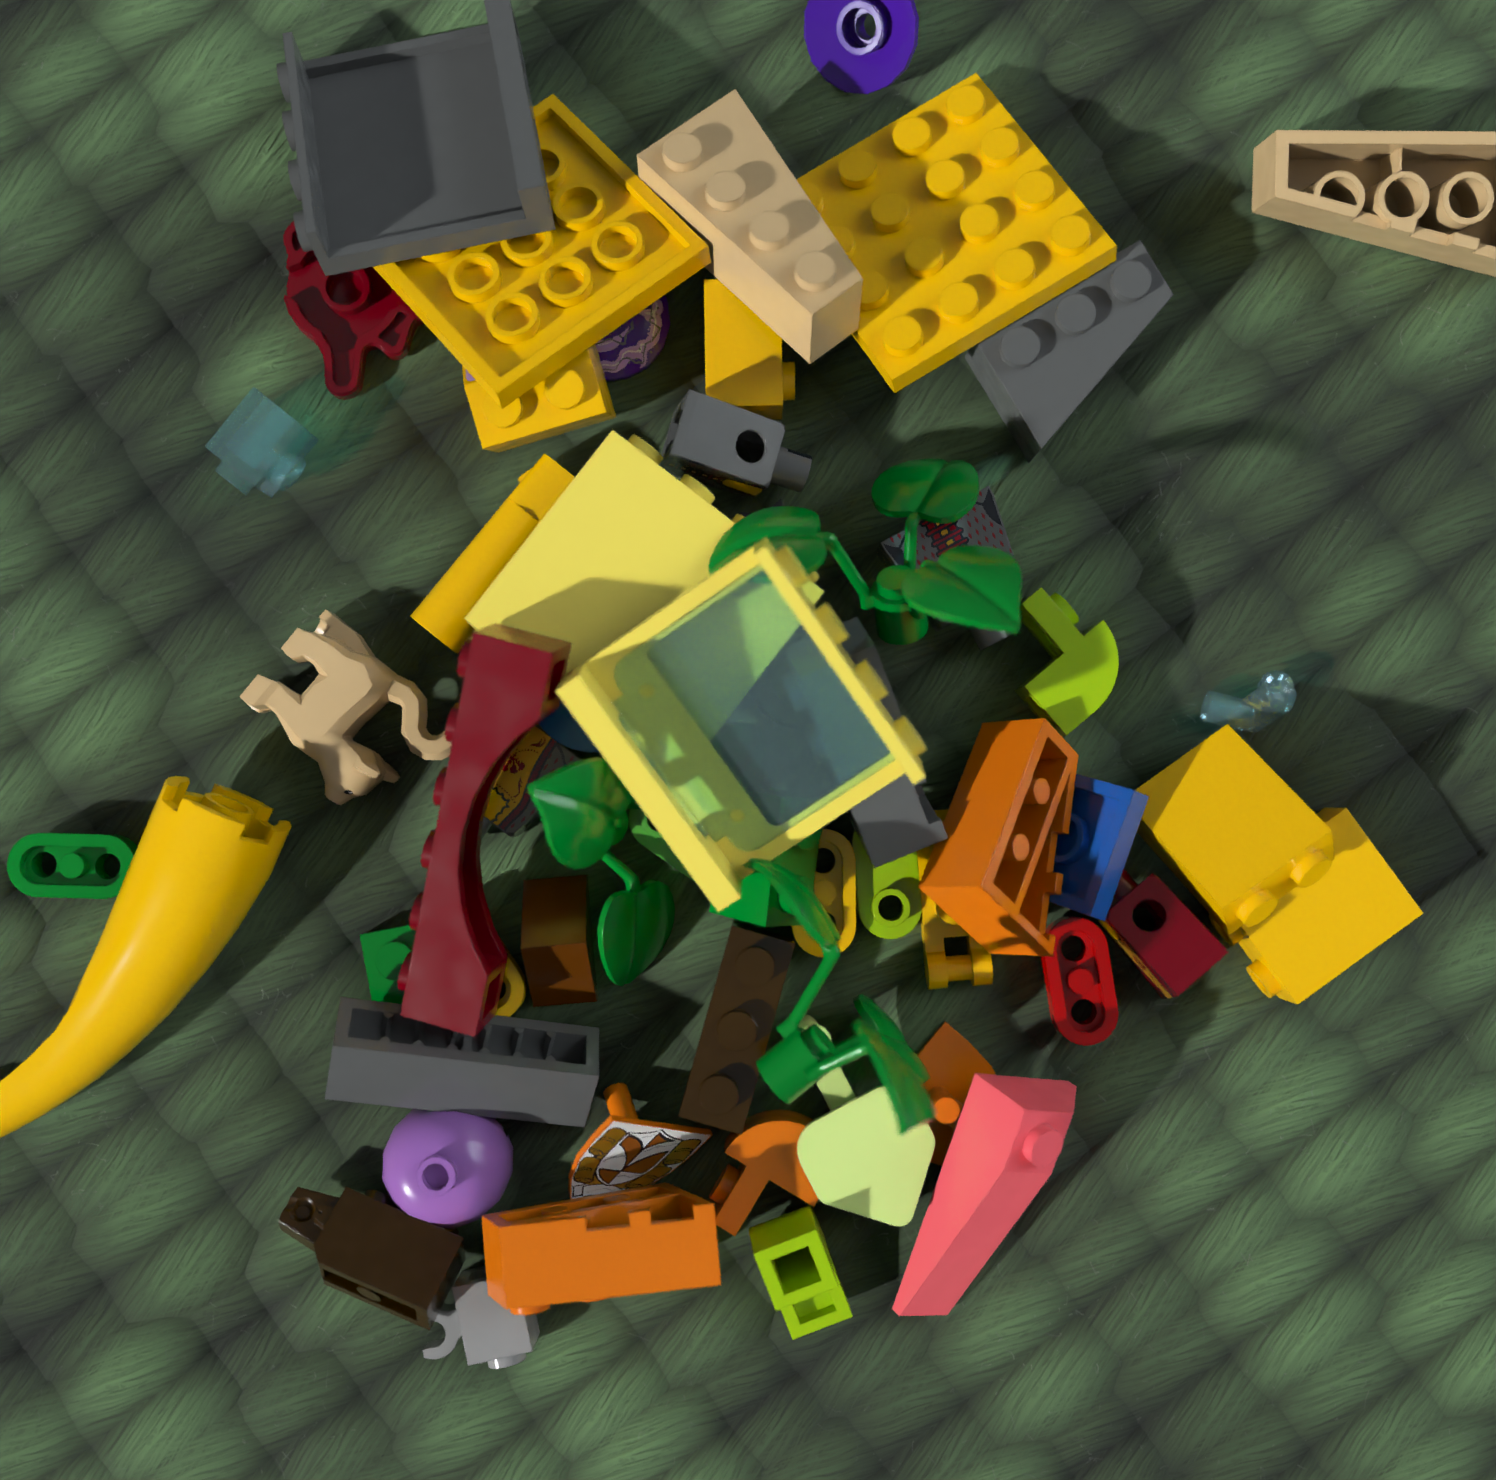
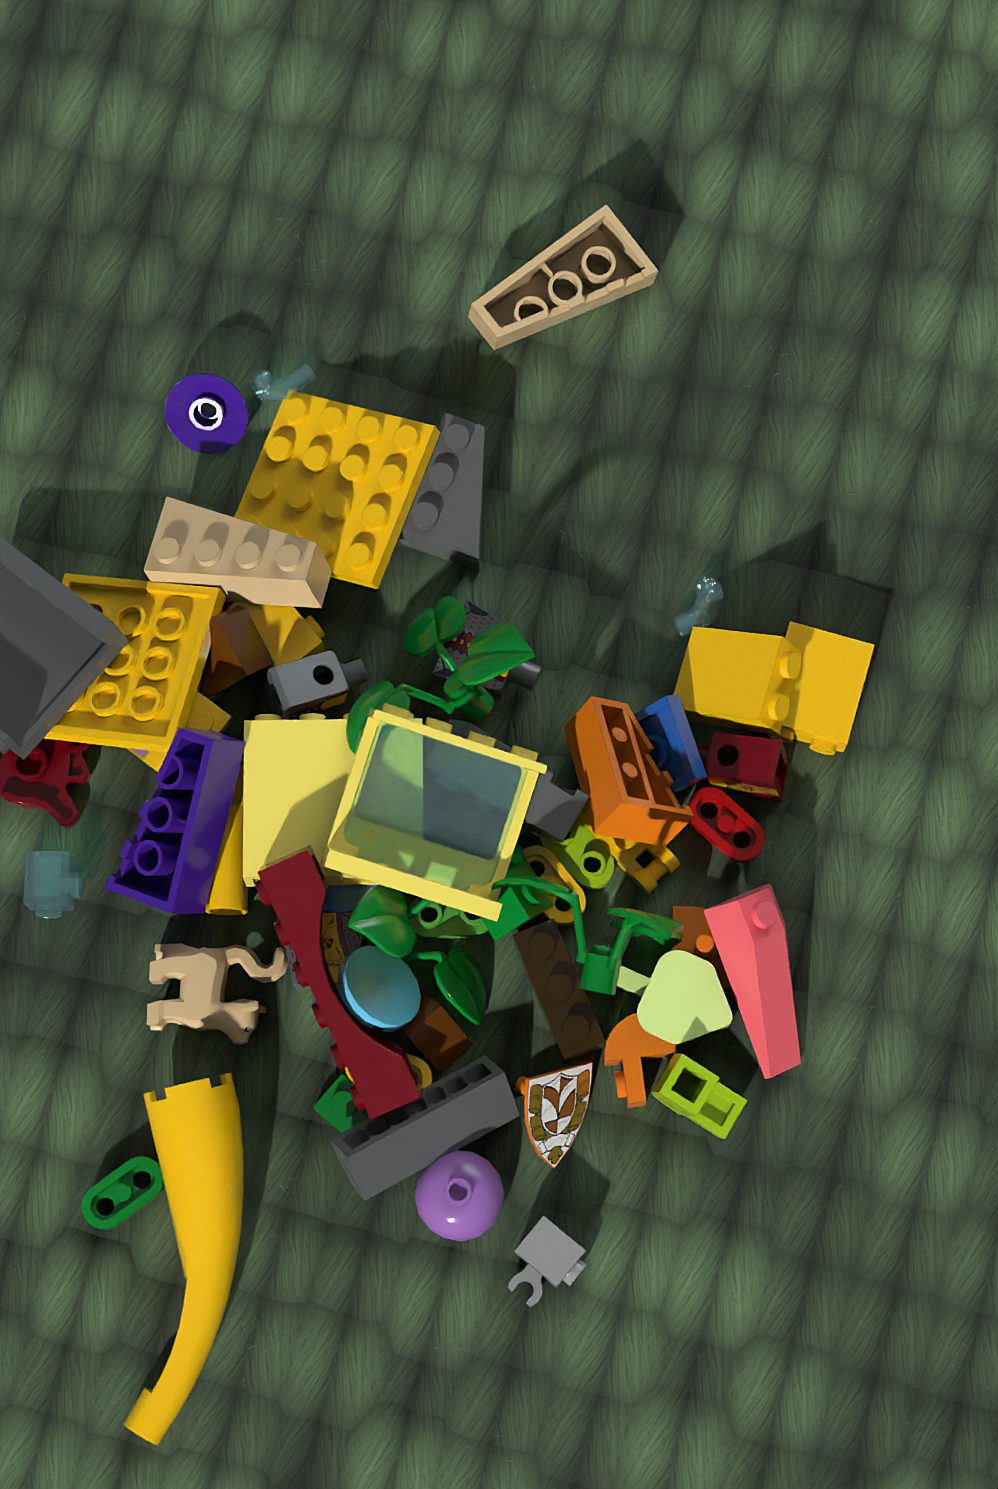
camera: 30 degrees left, 10 degrees down
(377, 1251) = (458, 1267): dark brown hinge -> none
(448, 497) = (182, 825): none -> dark purple wedge
(518, 877) = (379, 989): none -> medium azure tile
(600, 1248) = (578, 1161): orange wedge -> none
(672, 336) = (234, 651): none -> reddish brown slope
(972, 67) = (281, 388): none -> clear light blue arm
(1080, 667) = (591, 655): lime brick -> none

